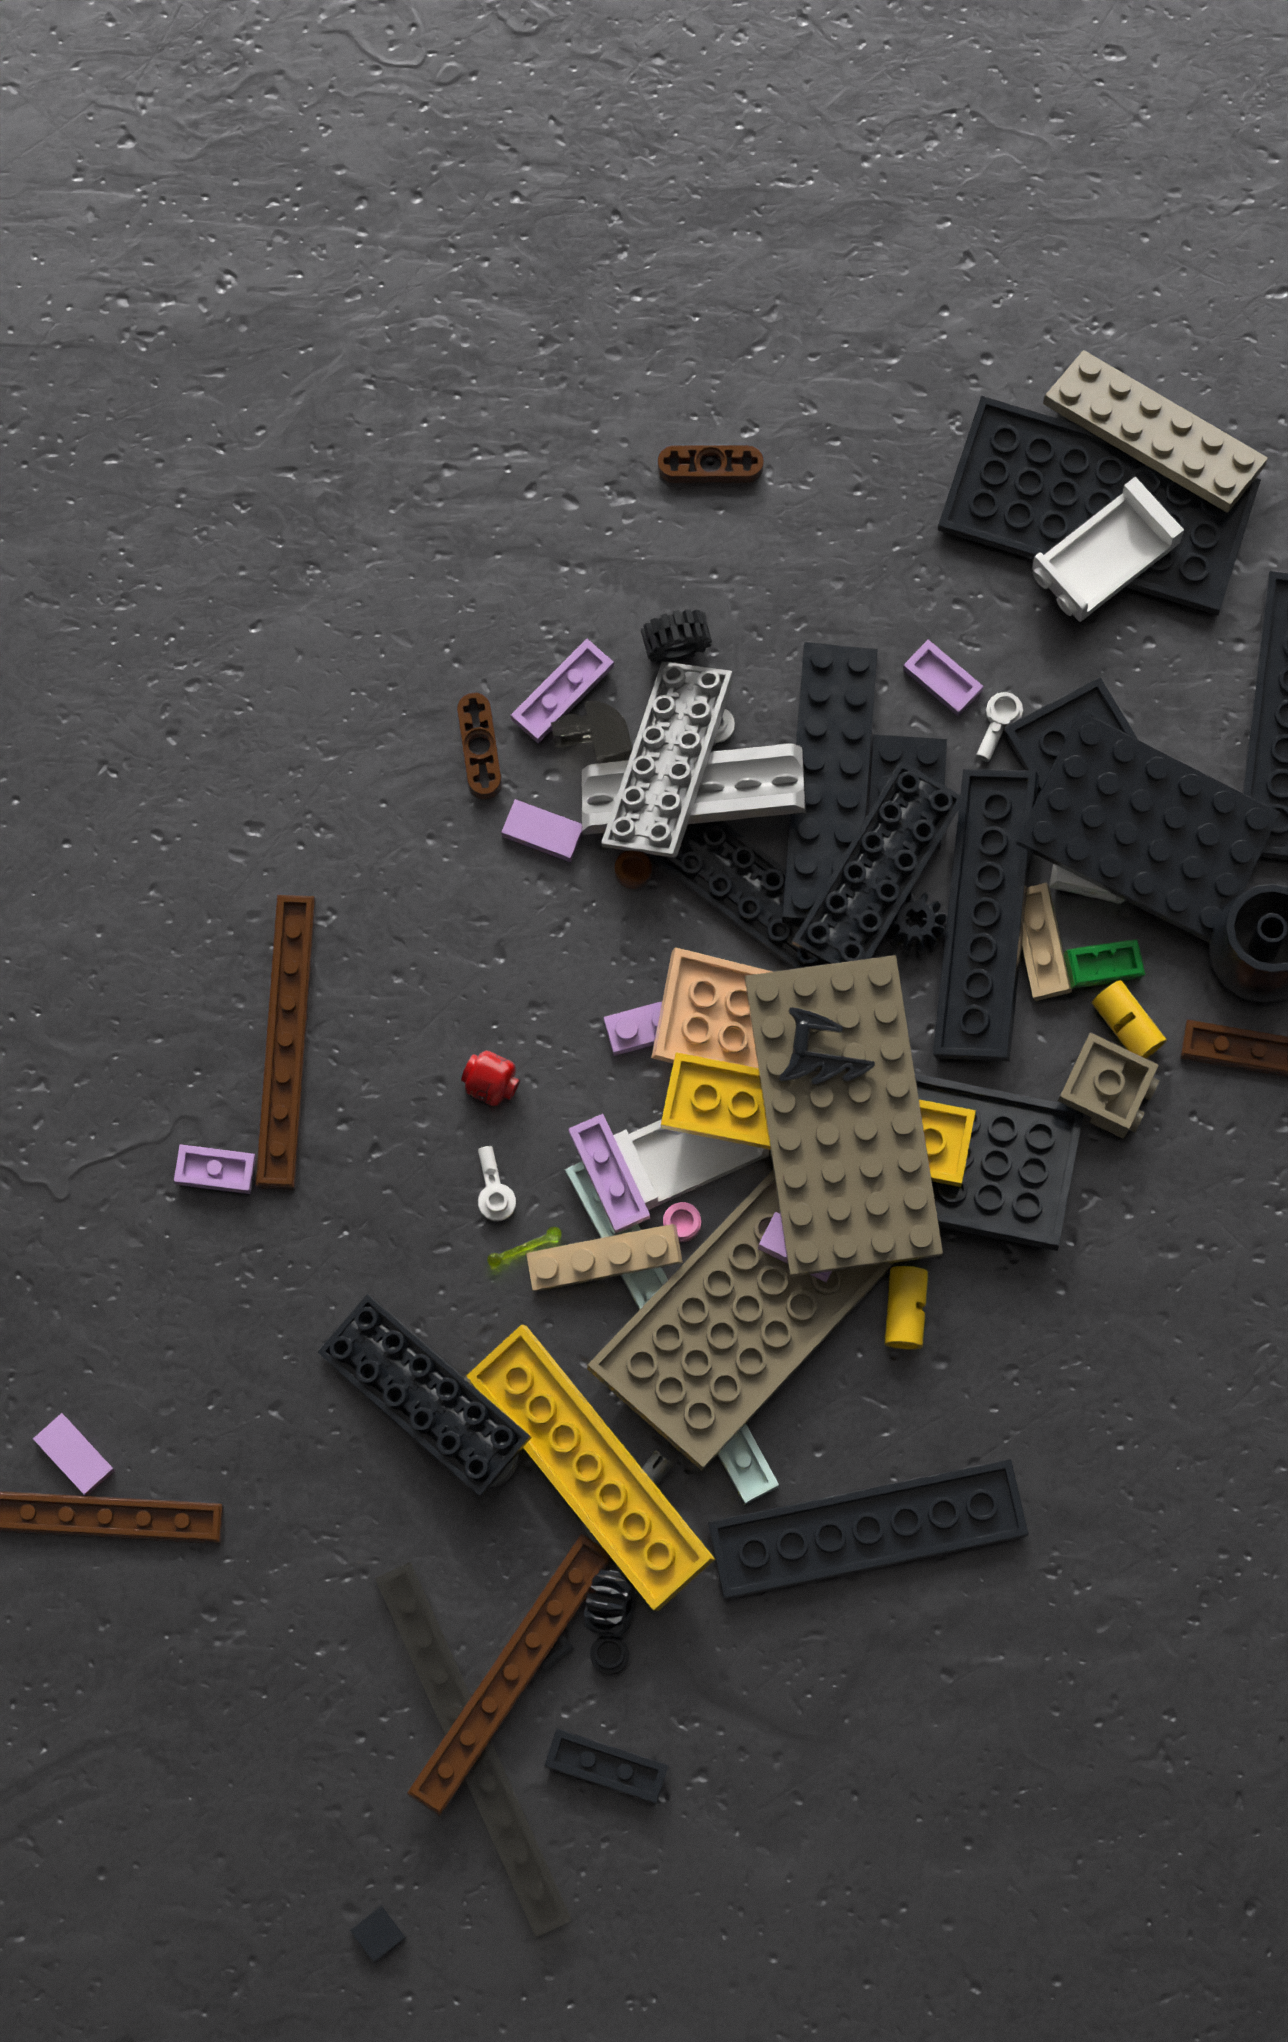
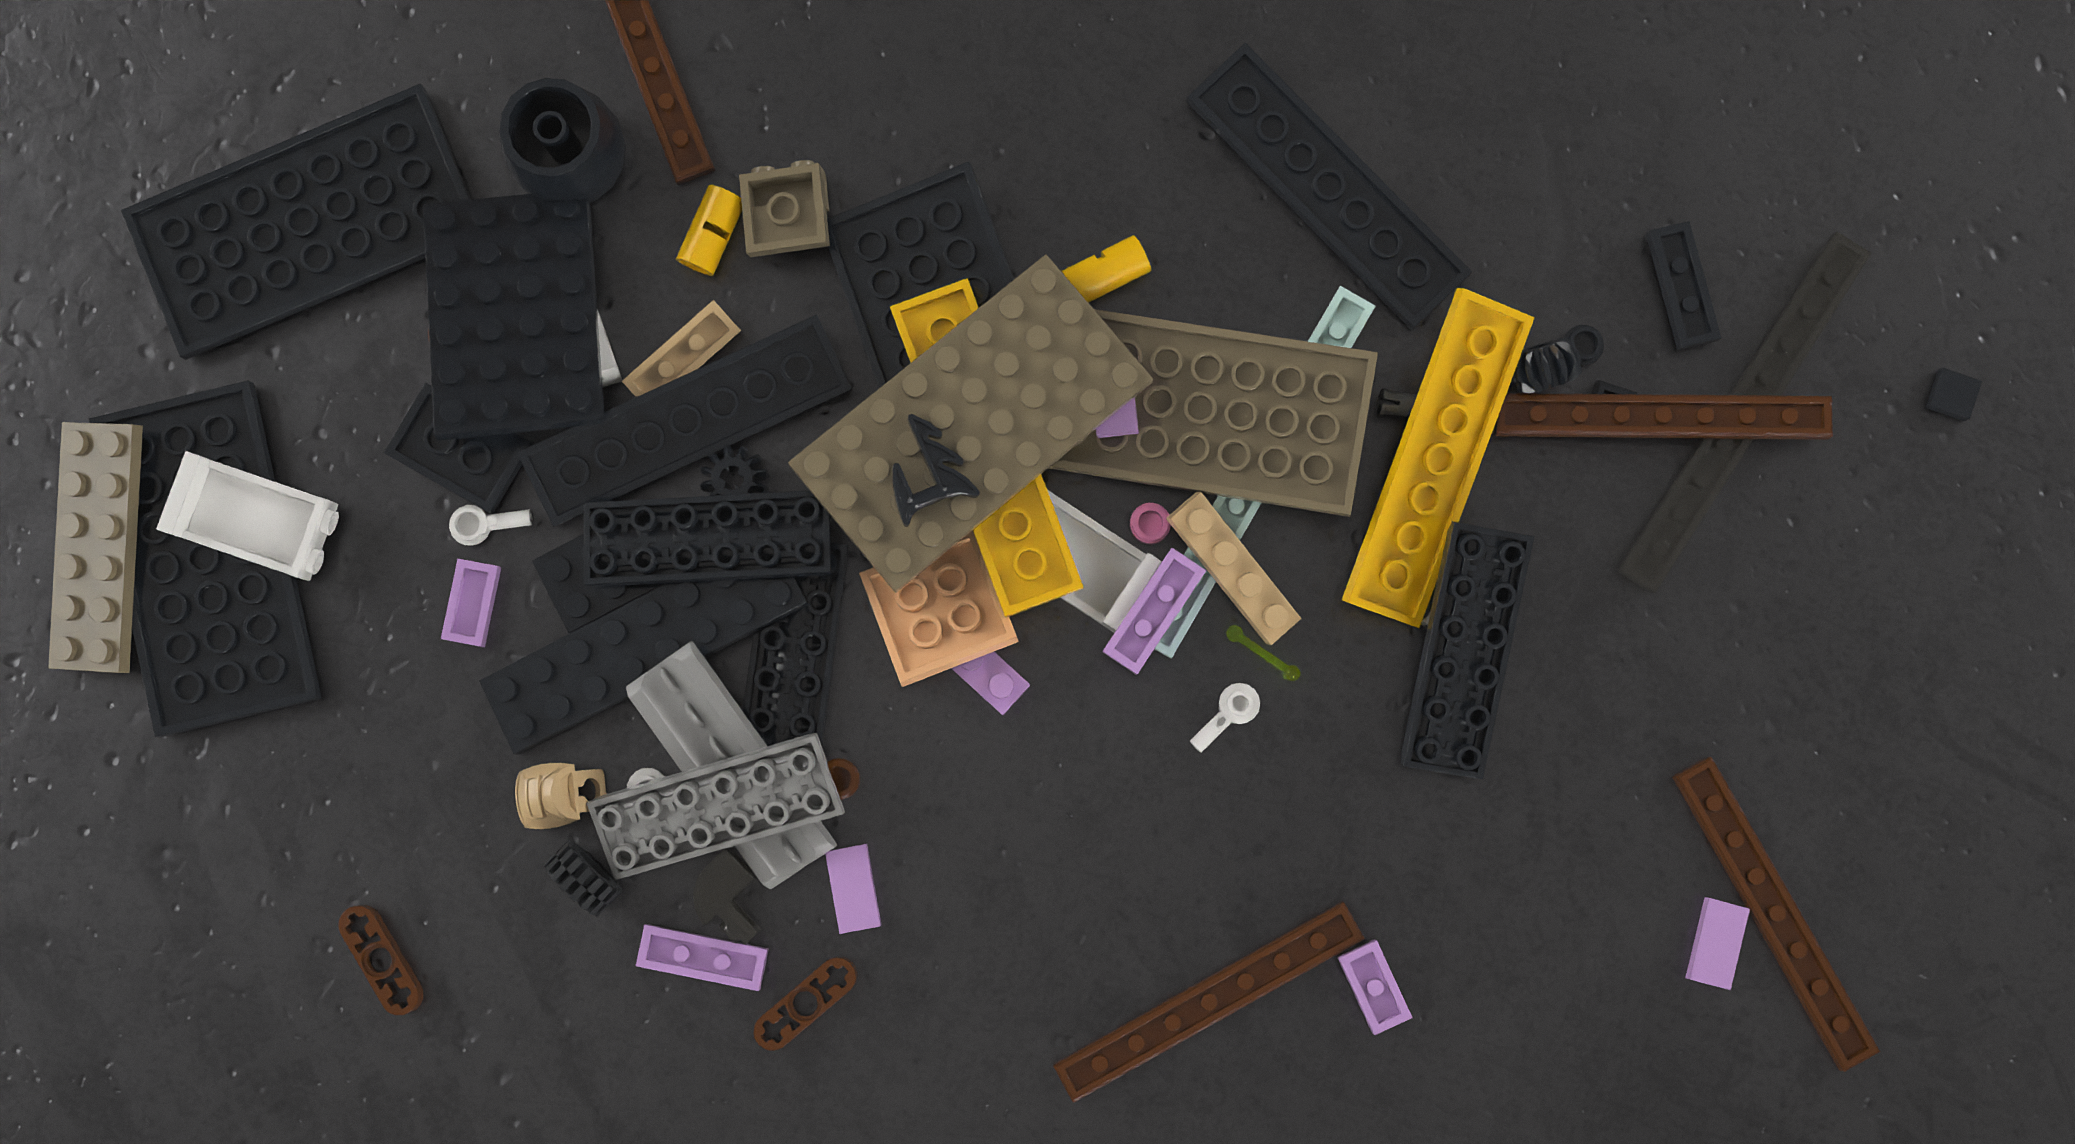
camera: 120 degrees left, 10 degrees up
(490, 1078) = (1127, 783): red head -> none
(757, 649) = (550, 795): none -> tan piece
(1104, 963) = (667, 286): green plate -> none

